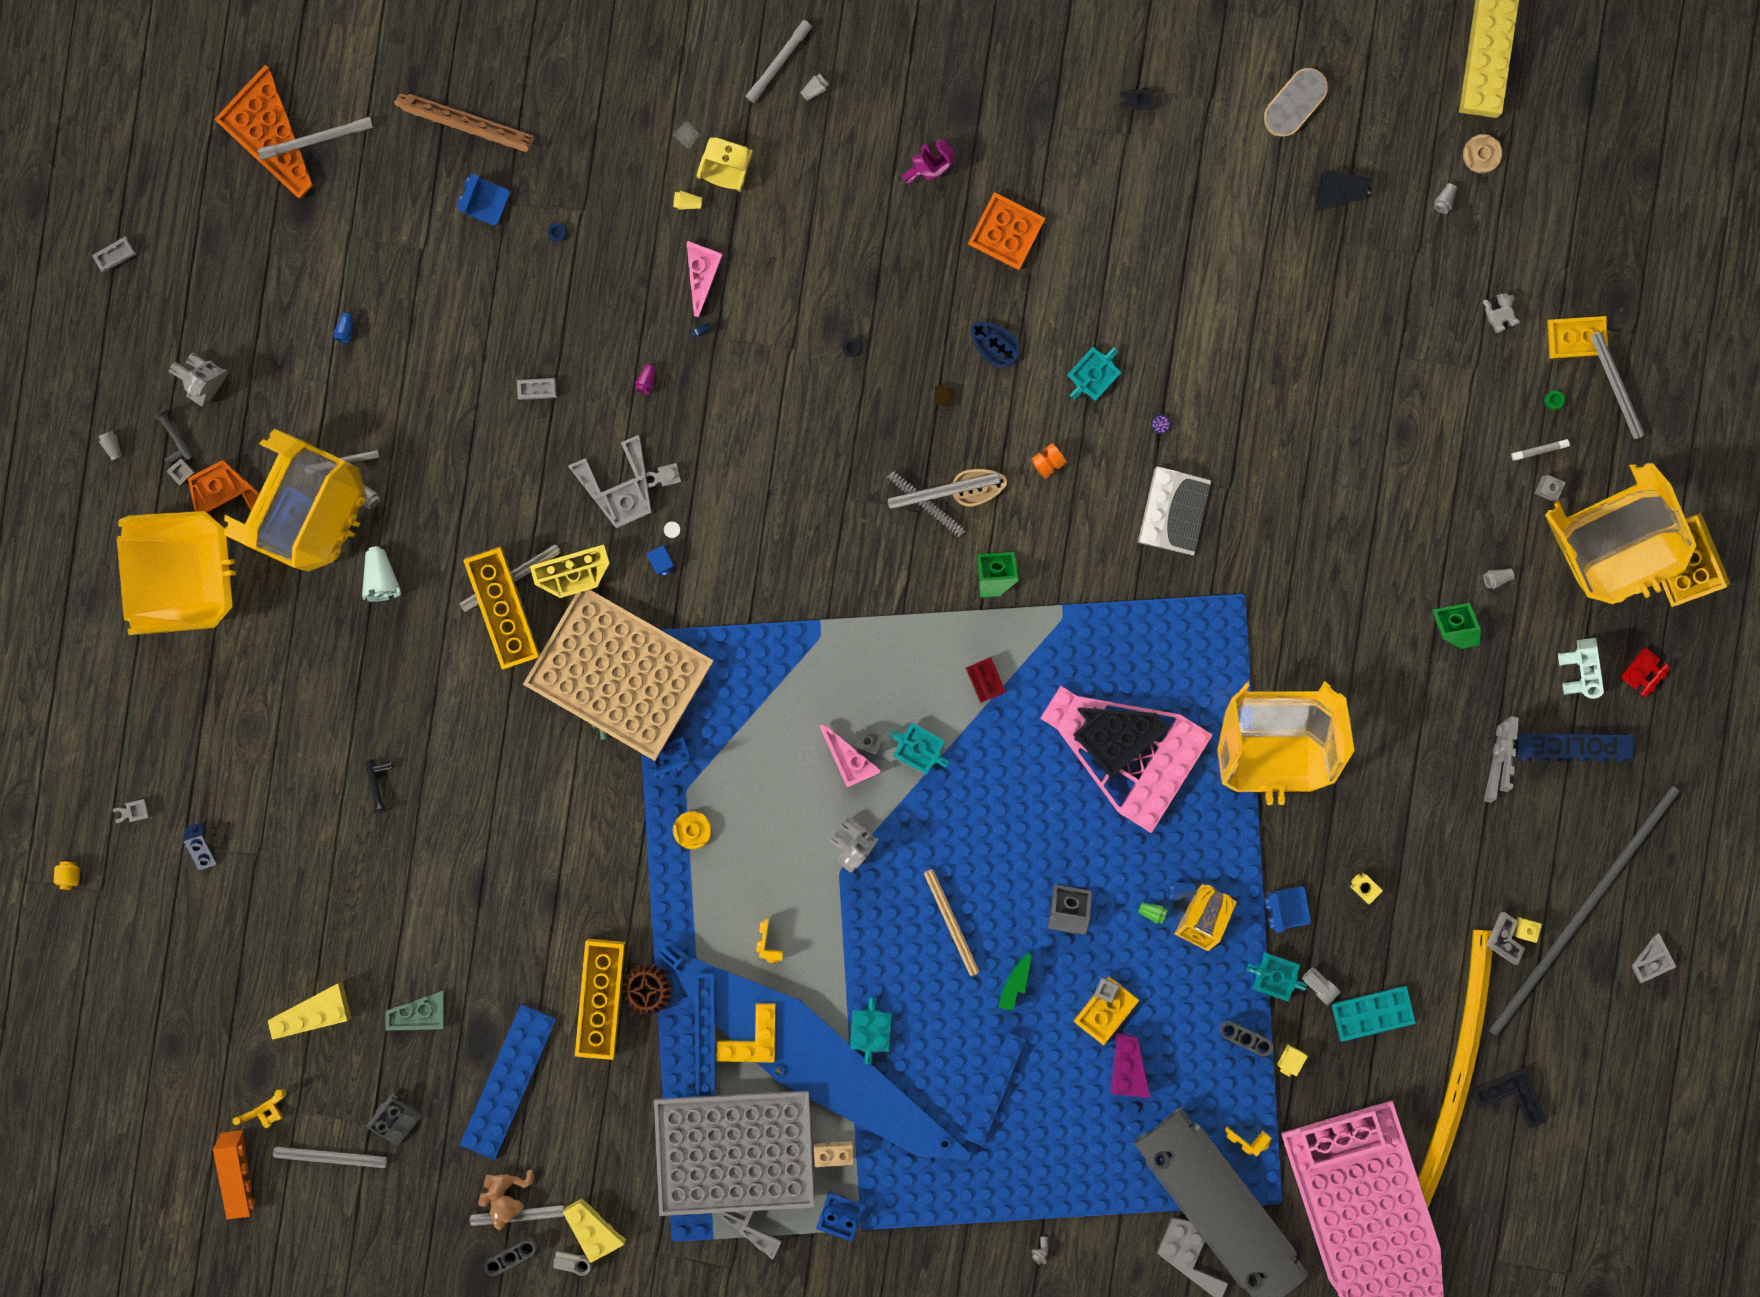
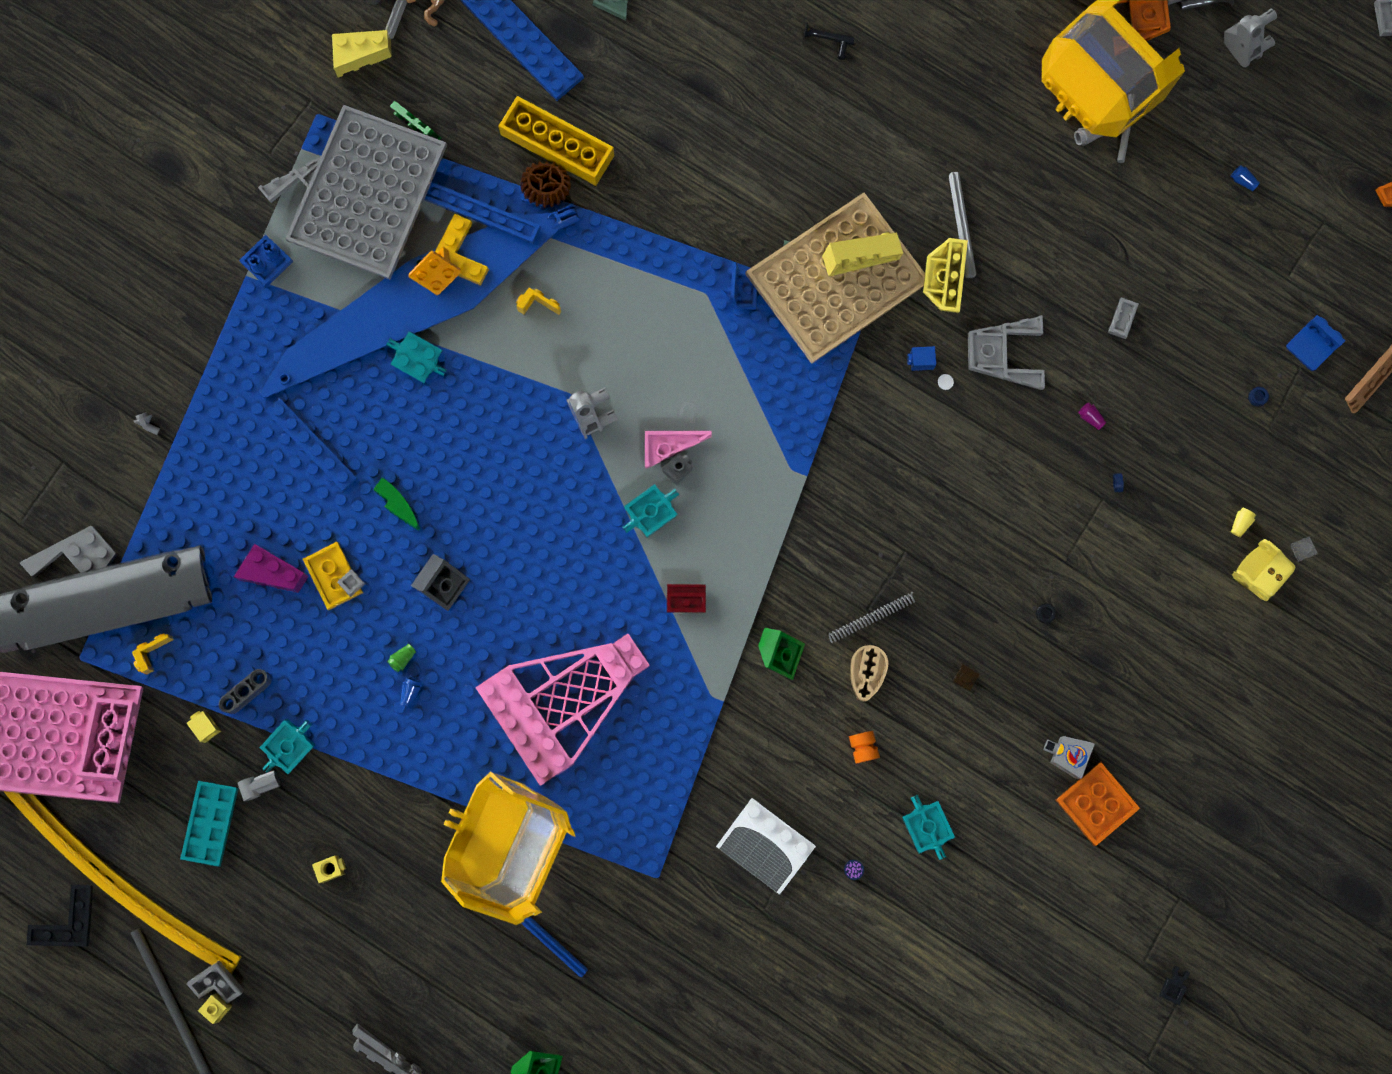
camera: 115 degrees right, 10 degrees down
(379, 578) = (1012, 113): light aqua cone -> none
(501, 607) = (940, 202): yellow brick -> none
(570, 1262) = (340, 22): light grey piece -> none
(588, 659) = (861, 253): none -> light yellow wedge
(641, 1142) = (413, 122): none -> green wing
(667, 475) = (997, 397): light grey plate -> none
(692, 830) = (668, 282): yellow tile -> none
(703, 267) = (1174, 510): bright pink wing -> none
(784, 1050) = (435, 271): none -> light orange bracket
(798, 35) = (1358, 690): light grey piece -> none
(815, 87) = (1304, 684): light grey cone -> none
(833, 1154) = (323, 278): tan brick -> none
(930, 165) = (1191, 757): magenta piece -> none
(944, 490) = (878, 636): light grey axle -> none
(951, 922) = (478, 471): tan axle -> none
(973, 273) = (1070, 755): none -> light grey torso
(1004, 338) = (997, 757): dark blue piece -> none
(1117, 735) = (579, 695): black wing -> none
(1206, 917) = (373, 704): yellow slope -> none
(1287, 908) = (345, 786): blue bracket -> none
(1344, 656) = (555, 946): none -> blue axle

